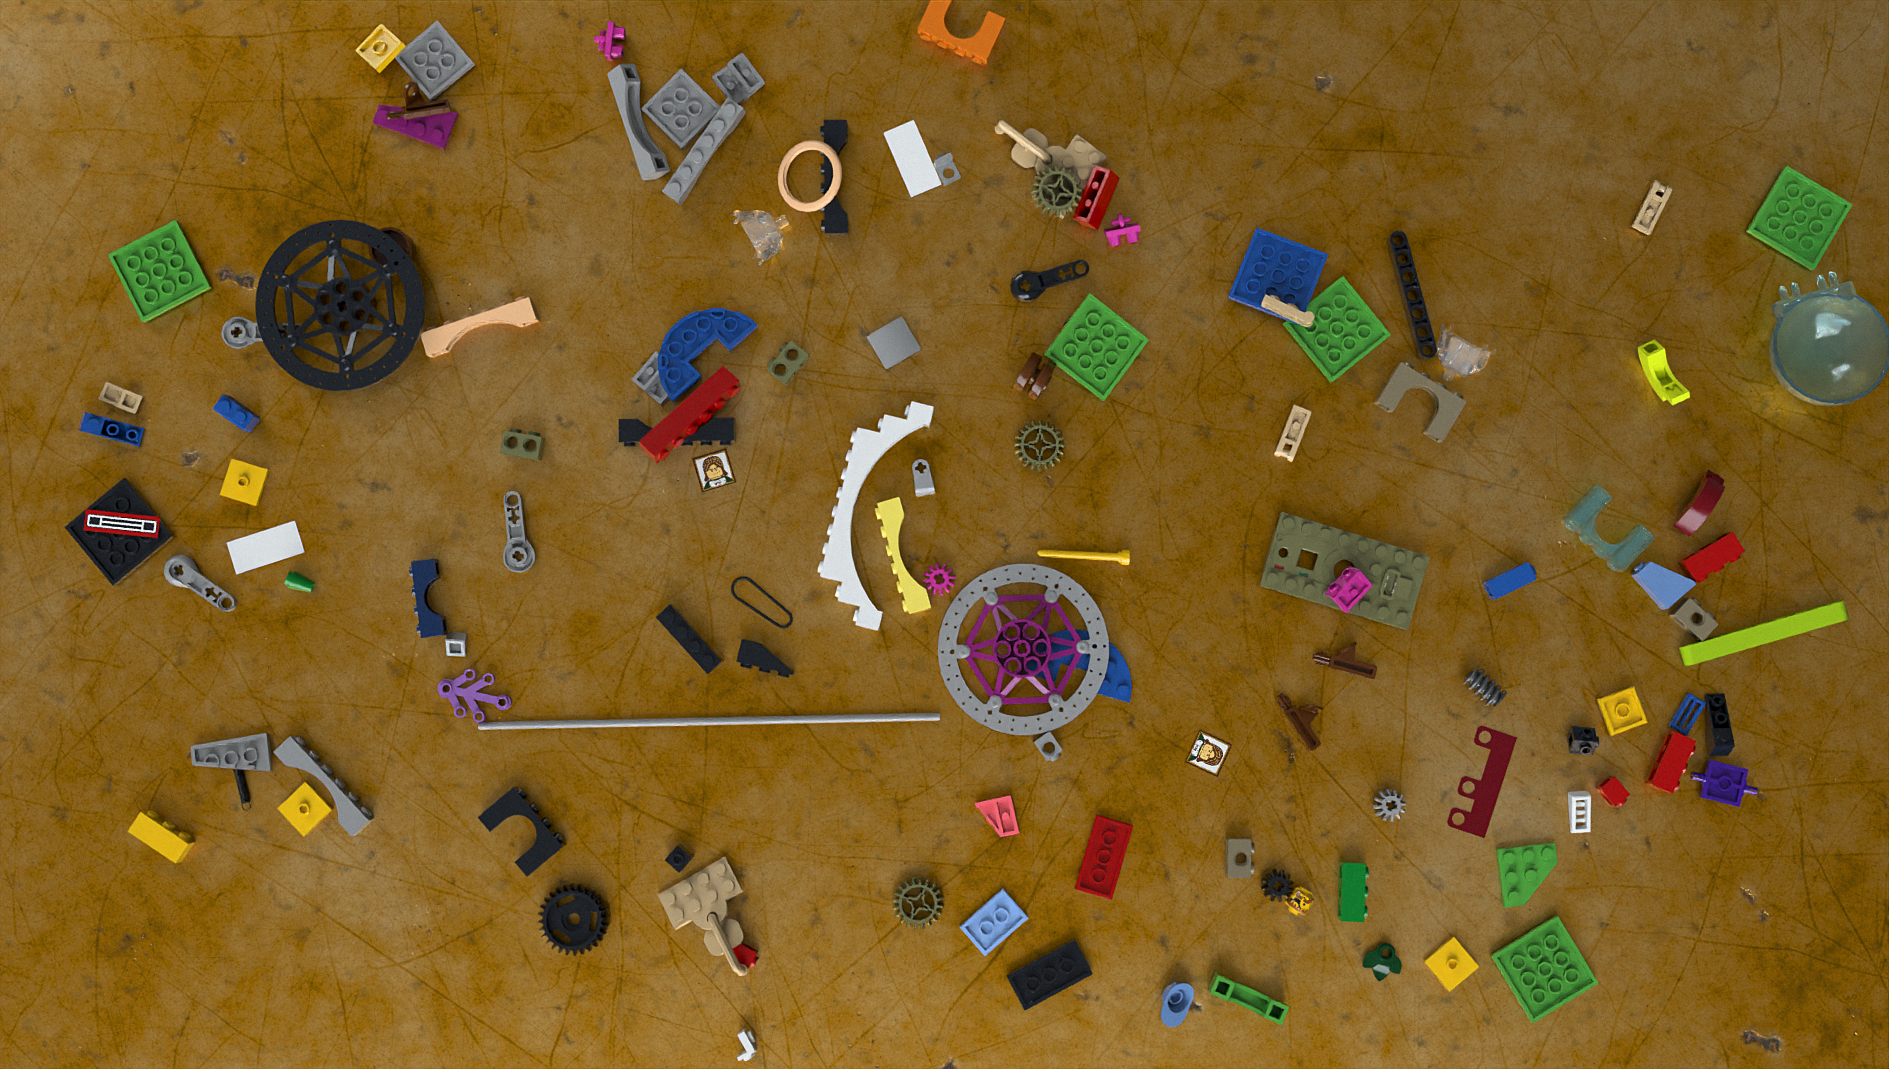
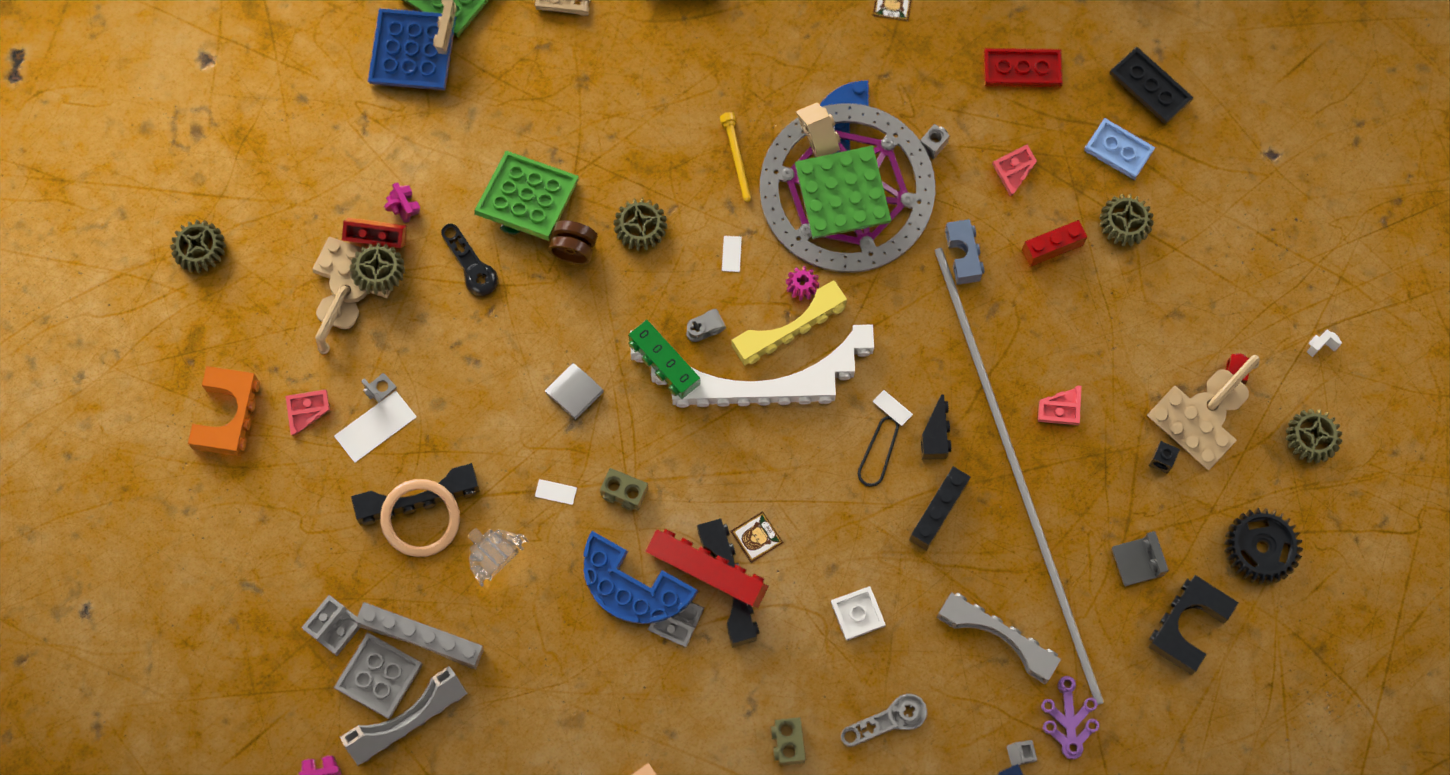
camera: 110 degrees left, 15 degrees down
(590, 627) = (1036, 660): none -> light grey arch
(593, 803) = (1140, 560): none -> dark grey bracket
(617, 538) = (858, 613): none -> white plate
(653, 998) = (1298, 434): none -> olive gear
(753, 780) = (1061, 408): none -> coral wing
(798, 627) = (892, 407): none -> white sticker
(805, 303) = (555, 492): none -> white sticker
(893, 428) = (663, 359): none -> green brick
(912, 826) = (1054, 243): none -> red brick
(944, 99) = (306, 408): none -> coral wing
(945, 743) = (962, 235): none -> sand blue arch
(990, 523) = (731, 253): none -> white sticker
(1009, 638) = (842, 192): none -> bright green plate
(1080, 635) = (819, 129): none -> tan brick
(1124, 29) = (204, 233): none -> olive gear

